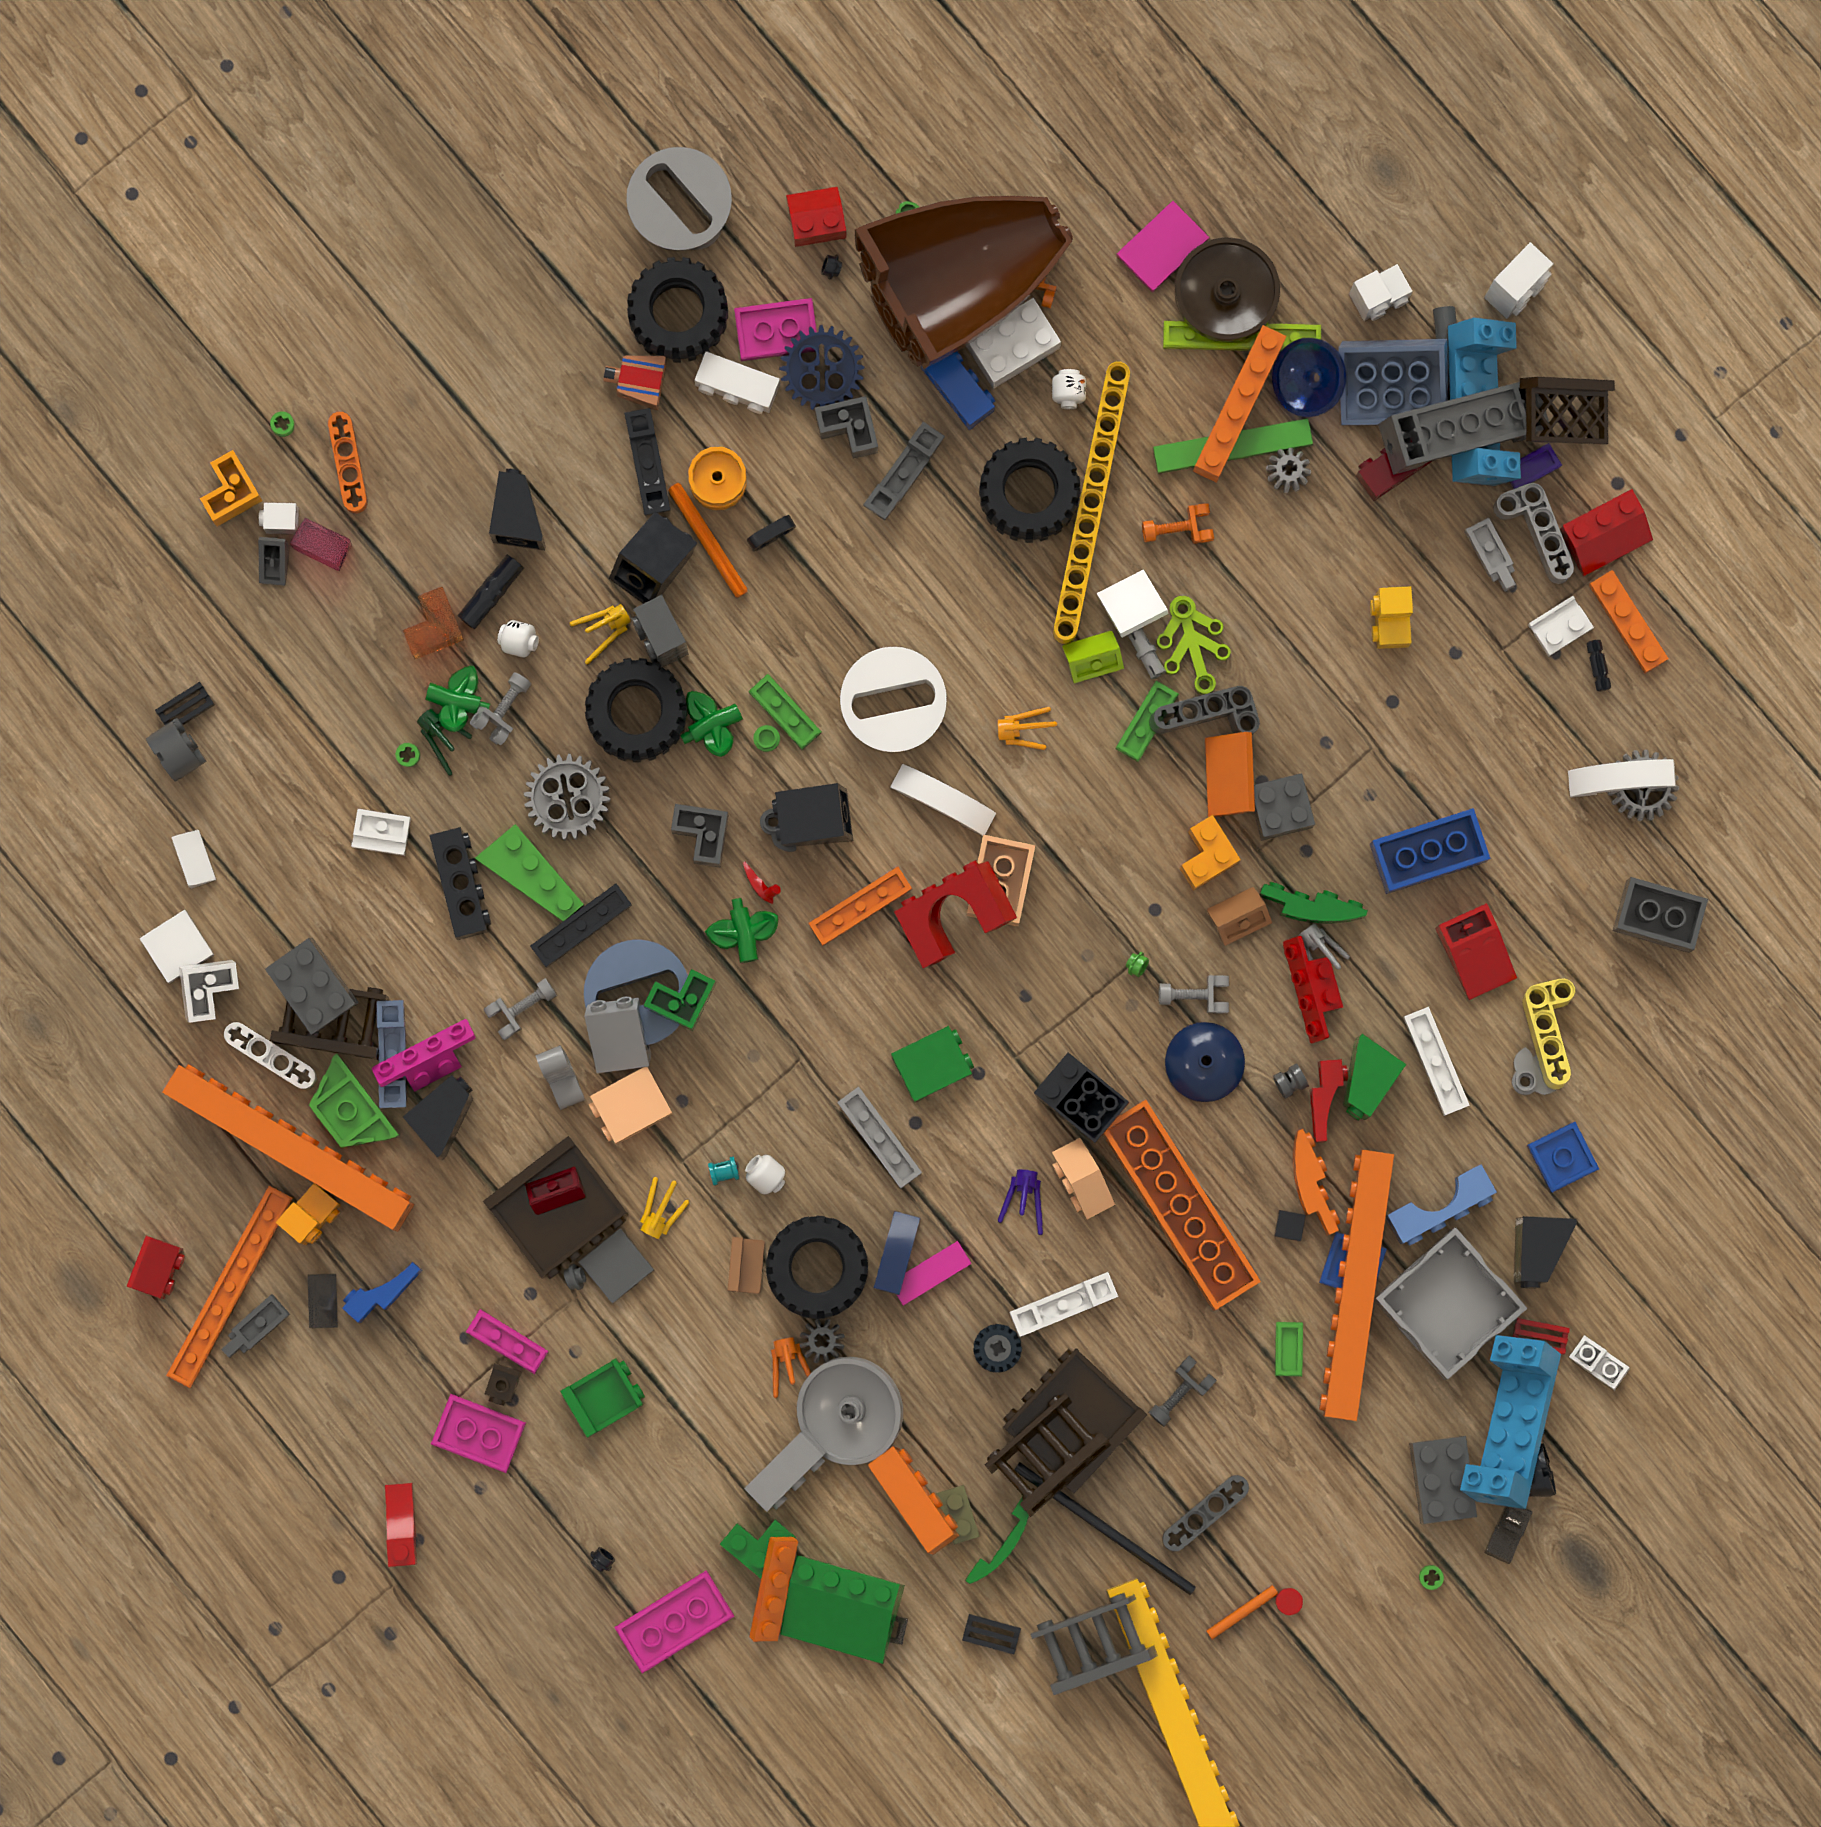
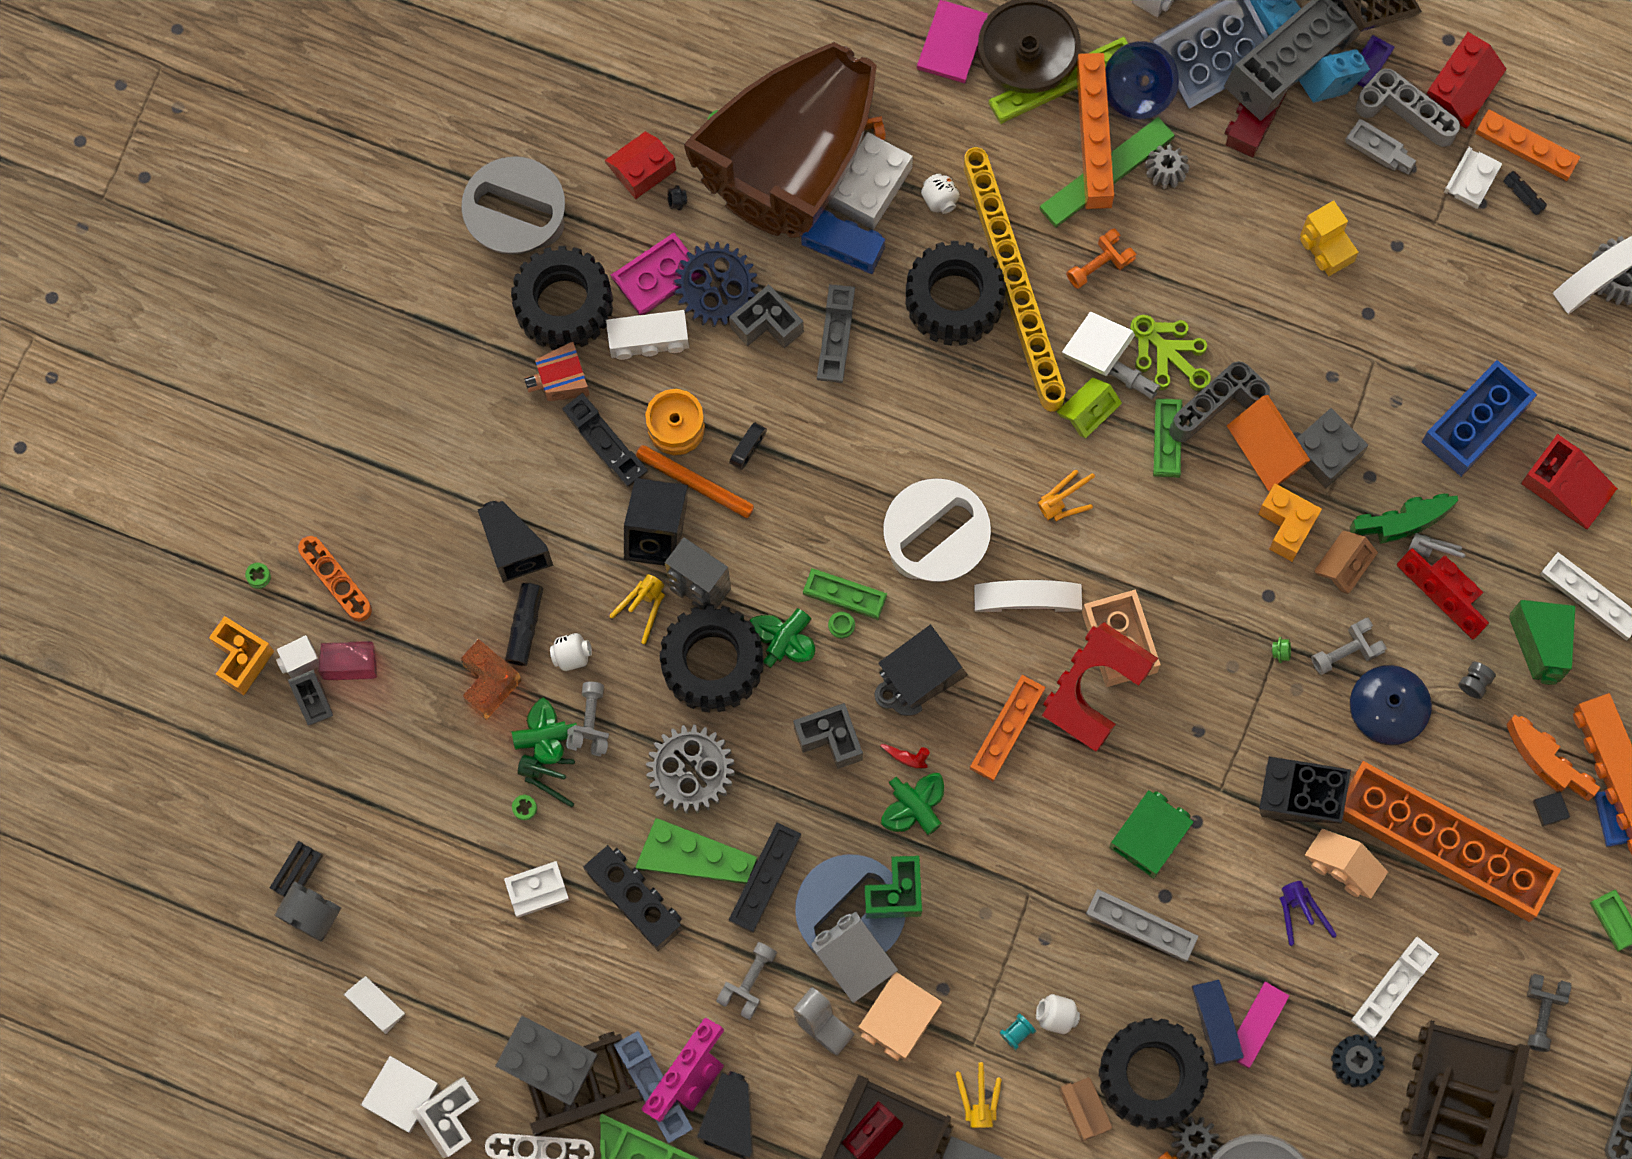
camera: 20 degrees left, 10 degrees down
(1331, 1076) = (1510, 659): red slope -> none

